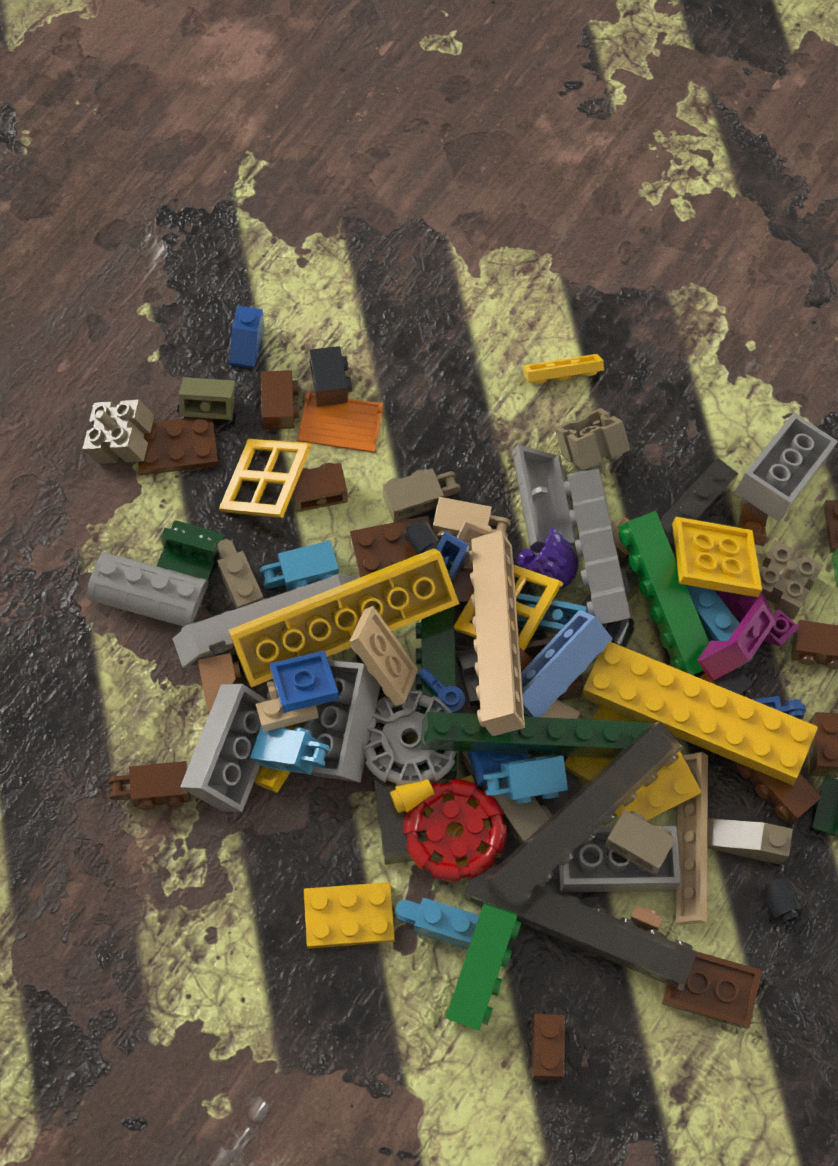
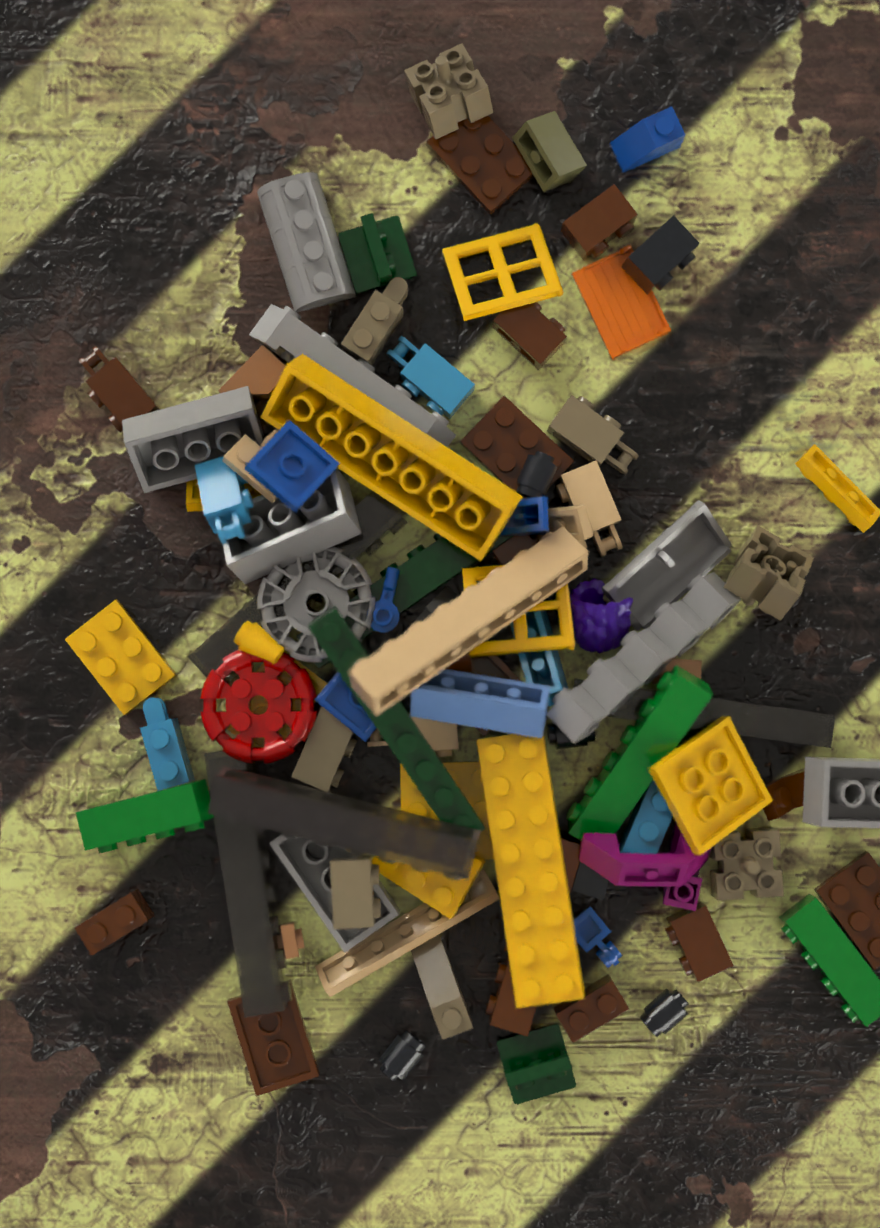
camera: 60 degrees right, 20 degrees up
(383, 656) = (371, 525): tan plate -> none
(529, 778) = (348, 744): dark azure brick -> none

